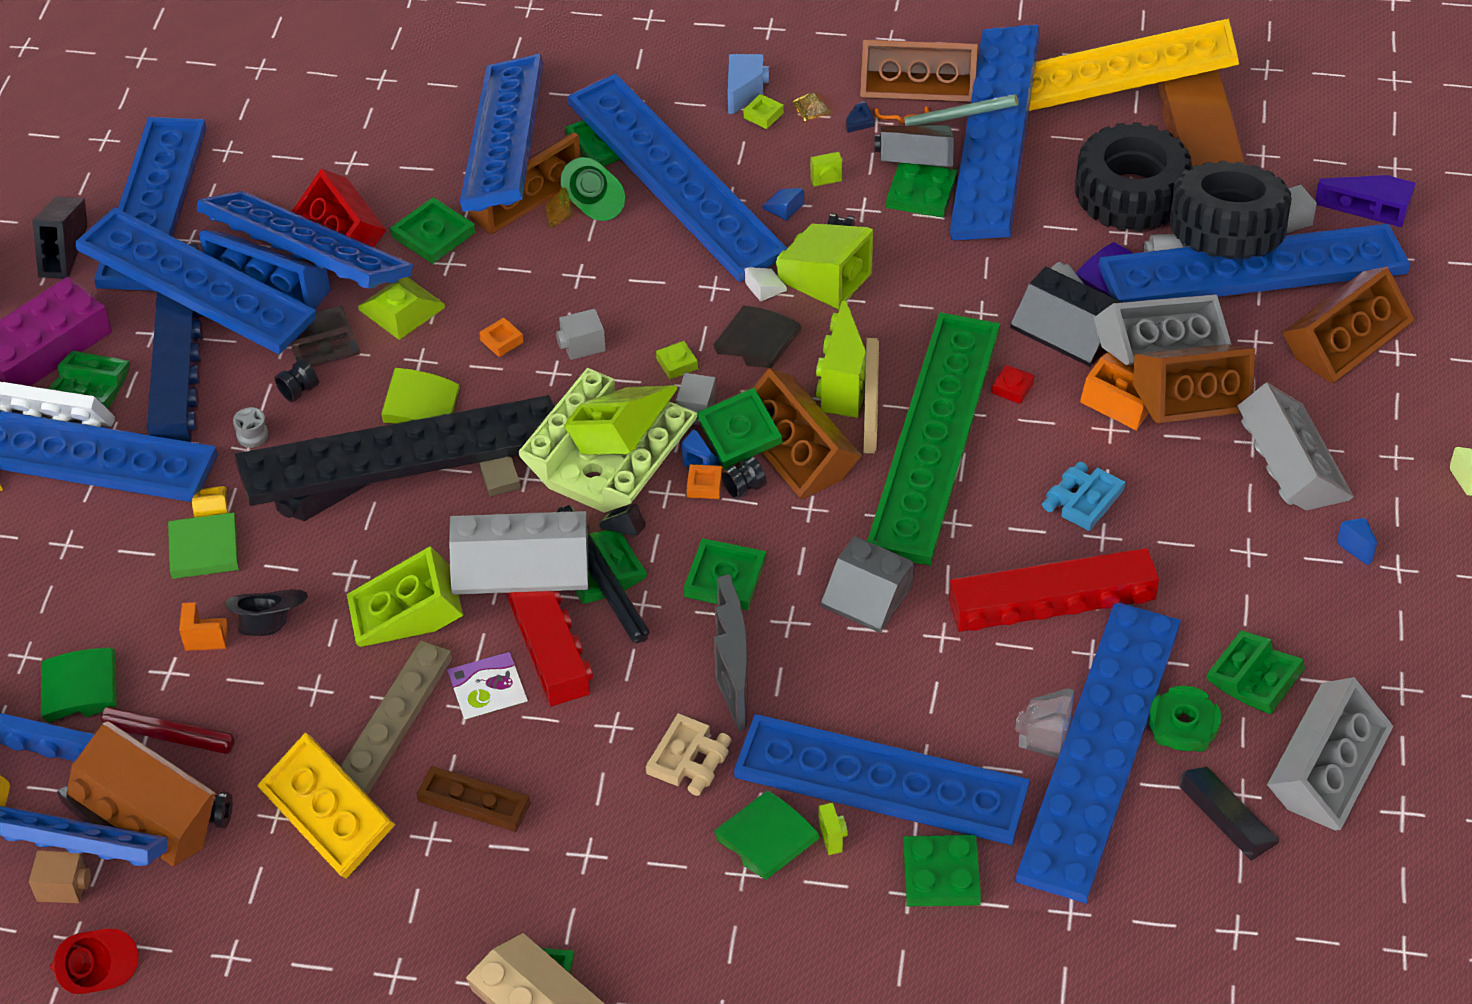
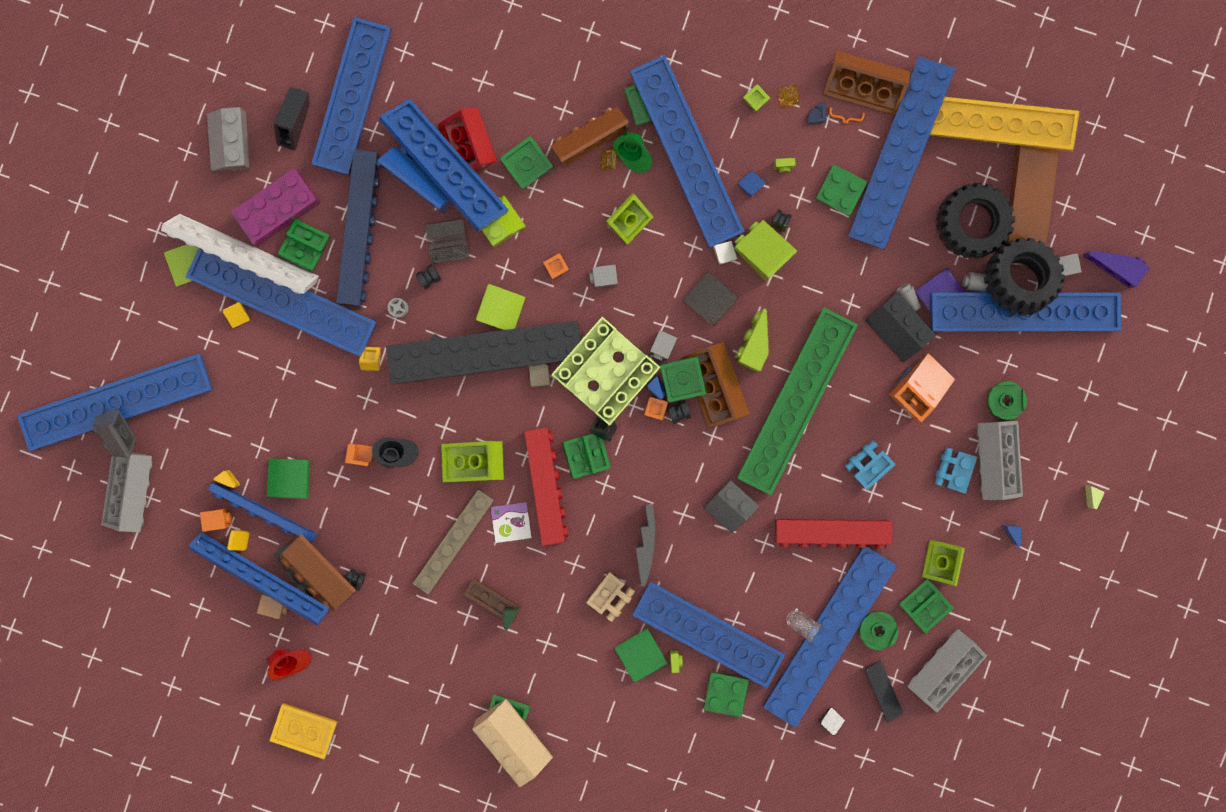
camera: 15 degrees right, 40 degrees up
(169, 730) = (335, 519): dark red axle -> none
(196, 280) = (372, 191): blue plate -> none
(203, 545) = (363, 391): bright green tile -> none
(326, 805) = (414, 591): yellow tile -> none
(502, 134) = (582, 102): blue plate -> none
(508, 798) = (508, 616): none -> dark green slope
(518, 552) = (539, 457): light grey slope -> none
(602, 262) = (629, 219): none -> lime slope
(613, 591) = (585, 466): black axle -> none
(617, 419) = (616, 363): lime slope -> none
(677, 360) = (658, 305): lime plate -> none
(721, 559) = (654, 479): green plate -> none
(745, 79) = (750, 66): medium blue slope -> none
(871, 395) = (765, 371): tan tile -> none
(916, 144) = (847, 160): slope -> none
(962, 111) = (883, 136): sand green bar -> none
(1013, 384) = (853, 369): red plate -> none
(1150, 877) = (831, 721): none -> slope
(1161, 326) = (952, 363): light grey slope -> none
(1194, 381) = (957, 409): dark orange slope -> none
(1238, 480) = (960, 473): none -> dark azure plate
(1259, 598) = (943, 562): none -> lime slope
(1289, 372) = (1014, 408): none -> green plate
(1349, 324) = (1066, 369): dark orange slope -> none

